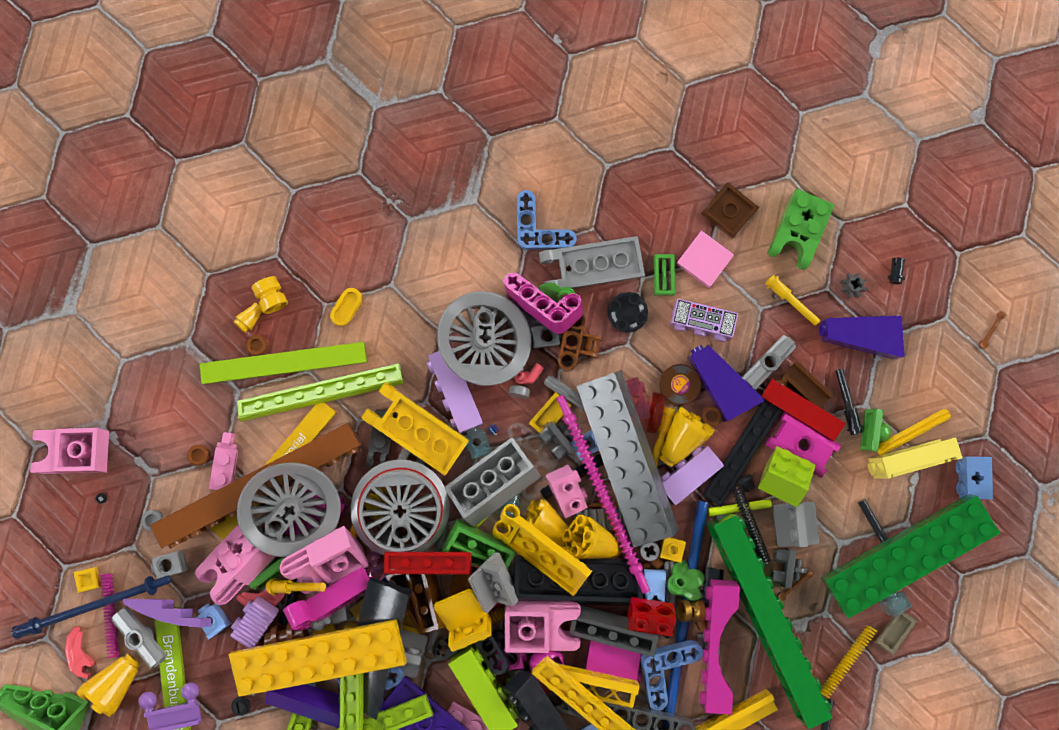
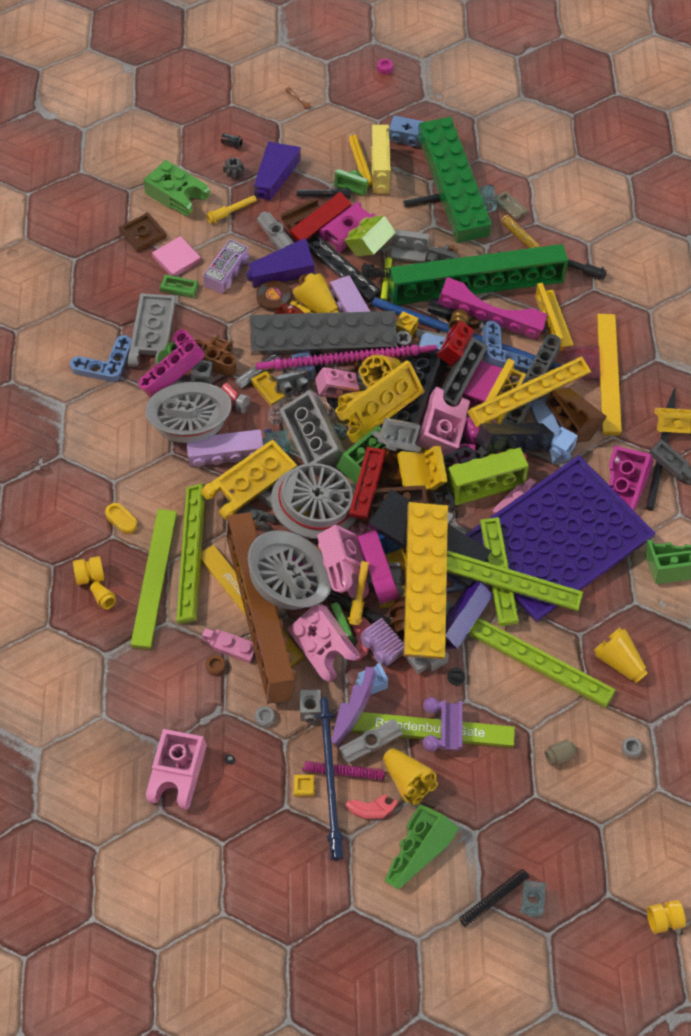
camera: 75 degrees left, 25 degrees down
(256, 345) = (130, 596): dark orange tile -> none
(627, 312) = (201, 315): black dish -> none
(688, 580) = (434, 322): bright green plate -> none

